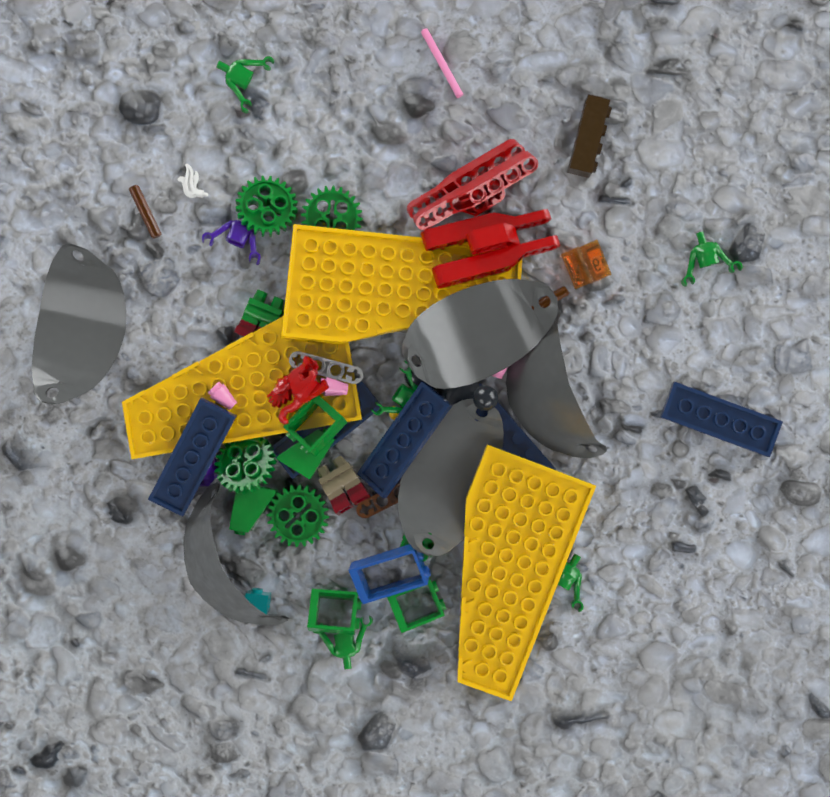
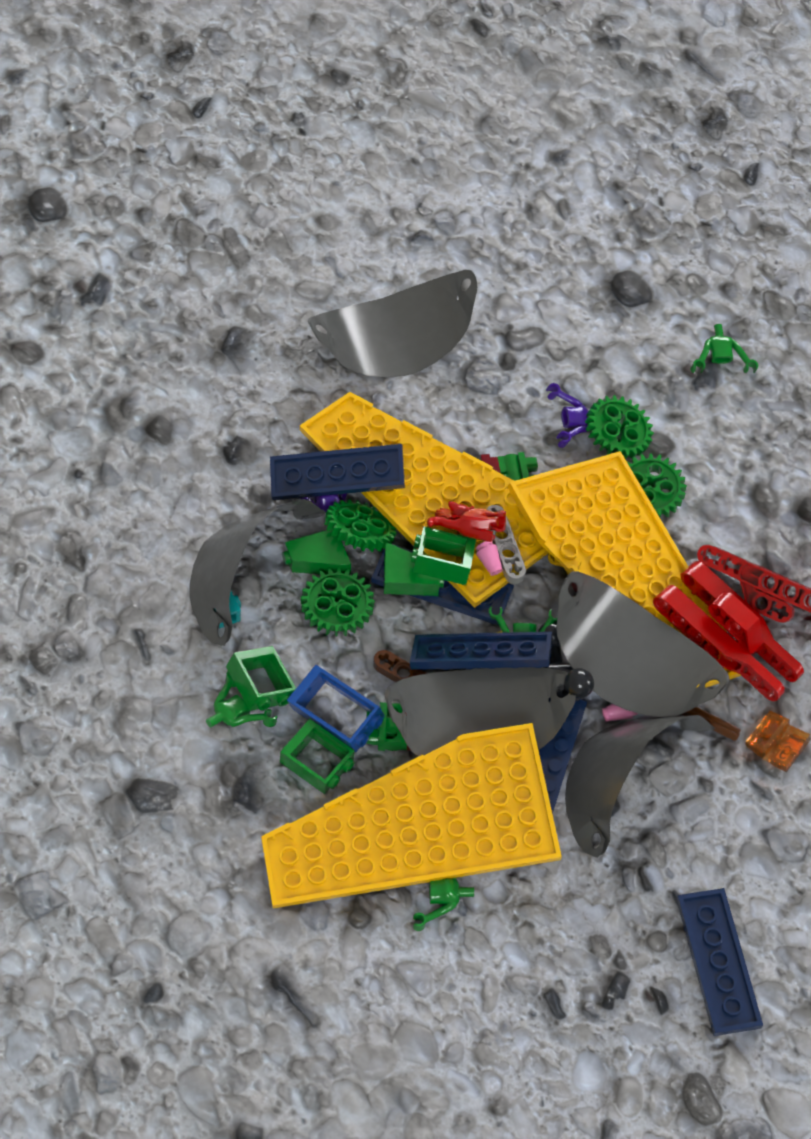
camera: 55 degrees right, 30 degrees down
(145, 211) = (538, 335): reddish brown axle -> none
(189, 183) = (592, 358): white piece -> none
(222, 396) = (415, 466): bright pink cone -> none
(336, 481) = (394, 623): dark tan hips -> none

